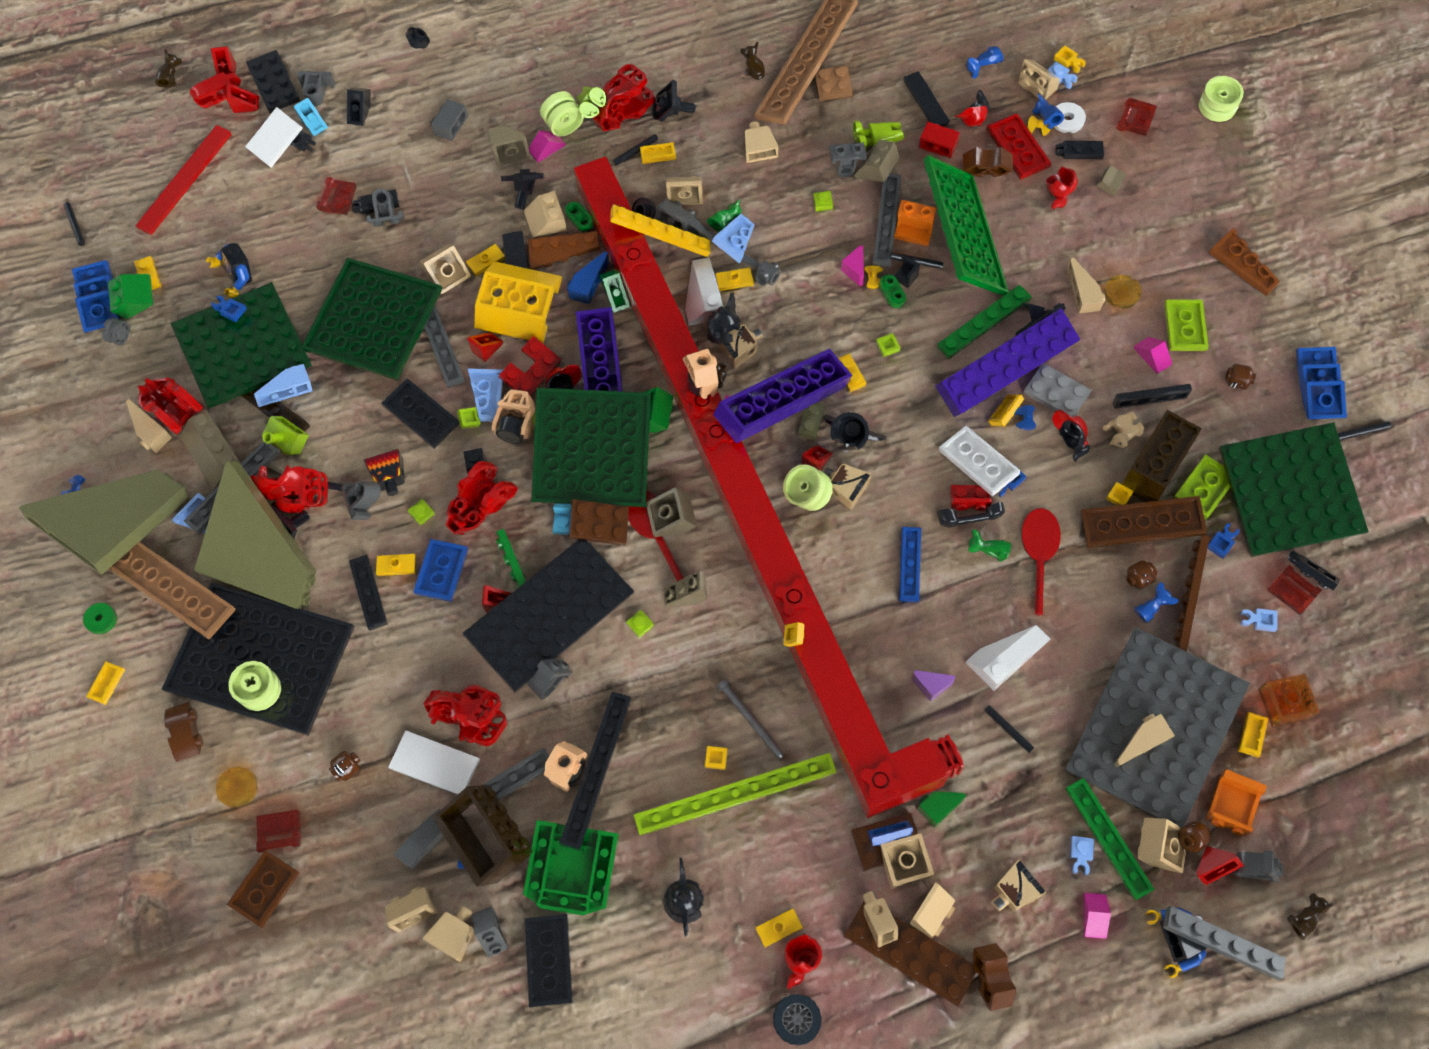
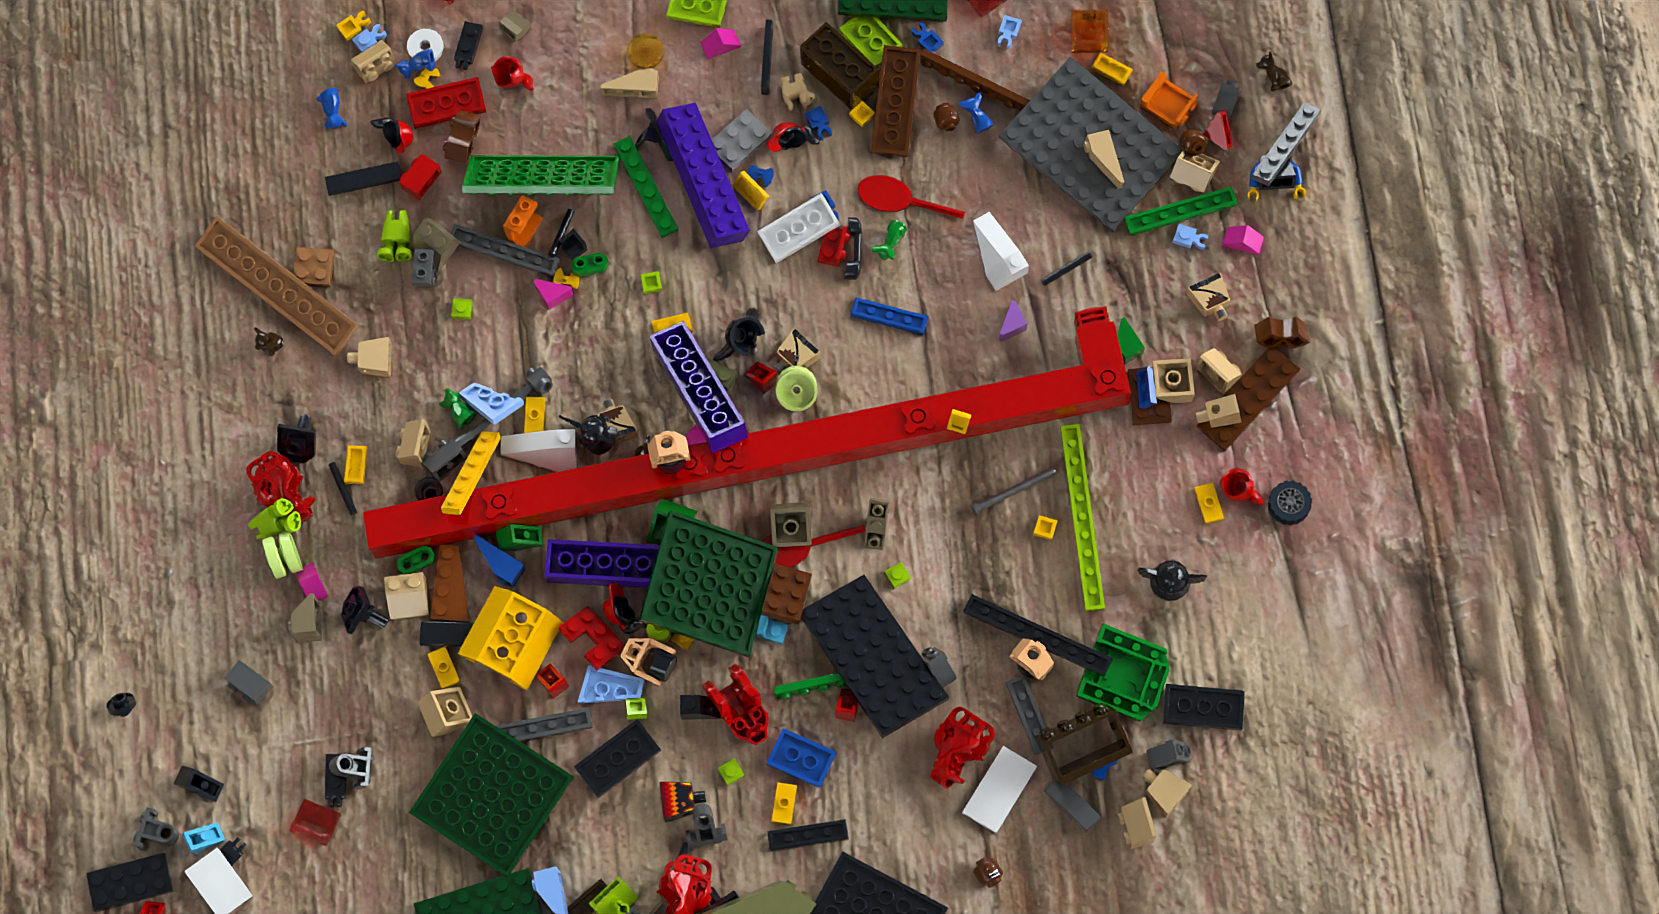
camera: 80 degrees left, 5 degrees up
(1099, 457) = (817, 120): none -> blue plate

